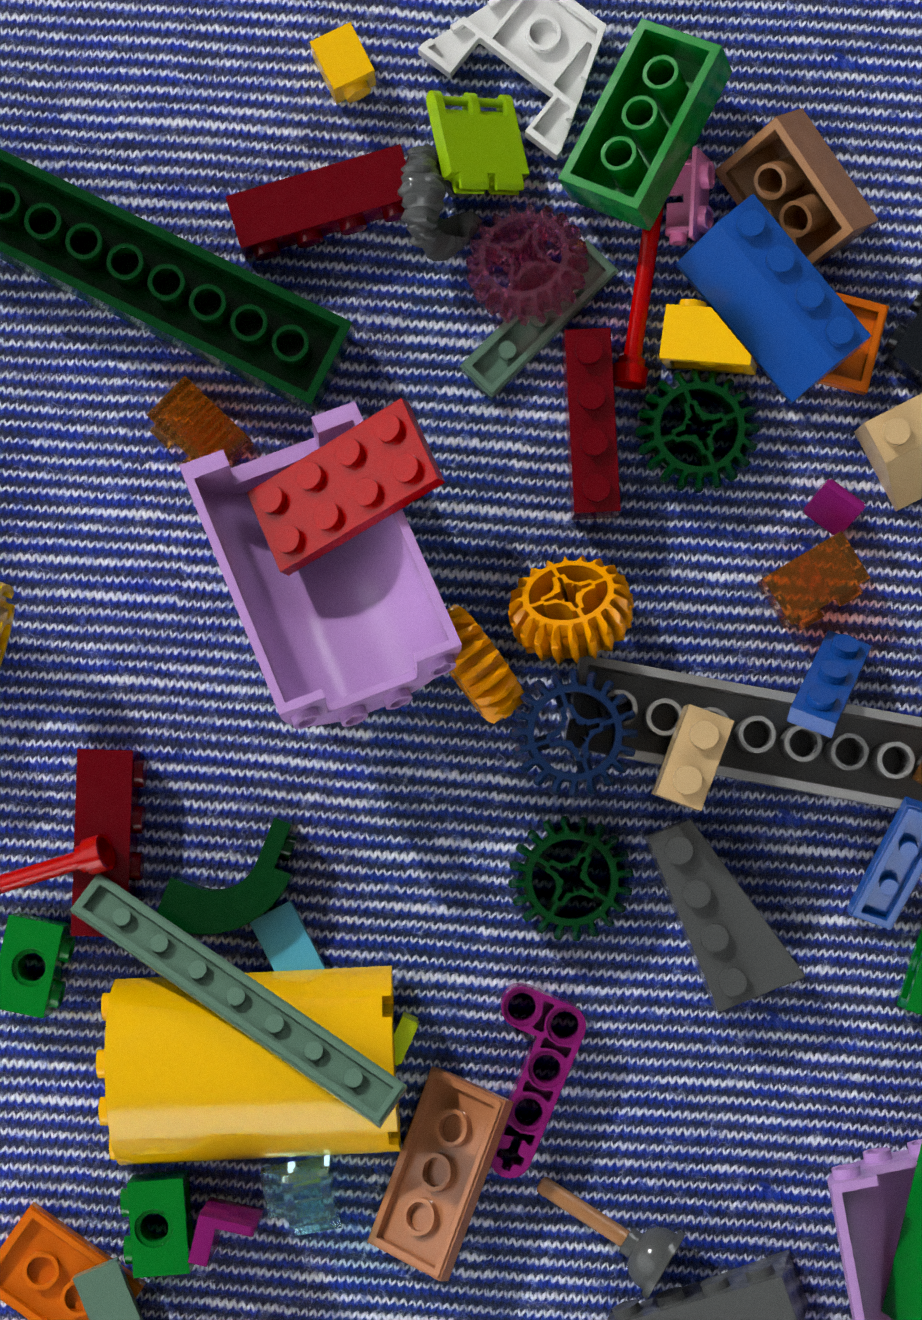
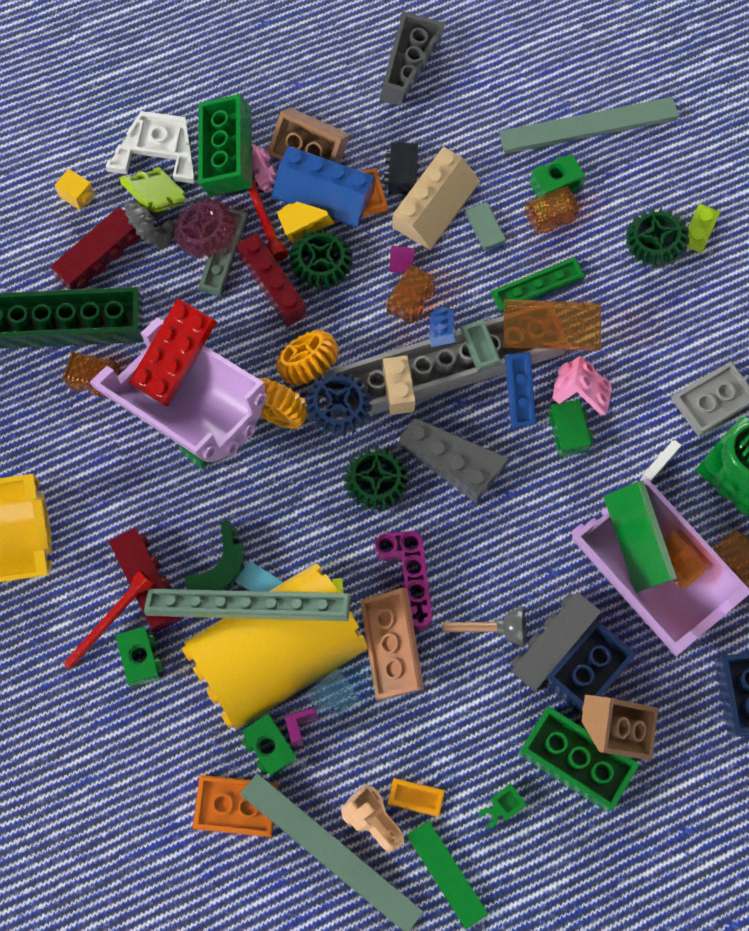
camera: 30 degrees left, 15 degrees down
(874, 757) = (480, 345): none -> sand green tile

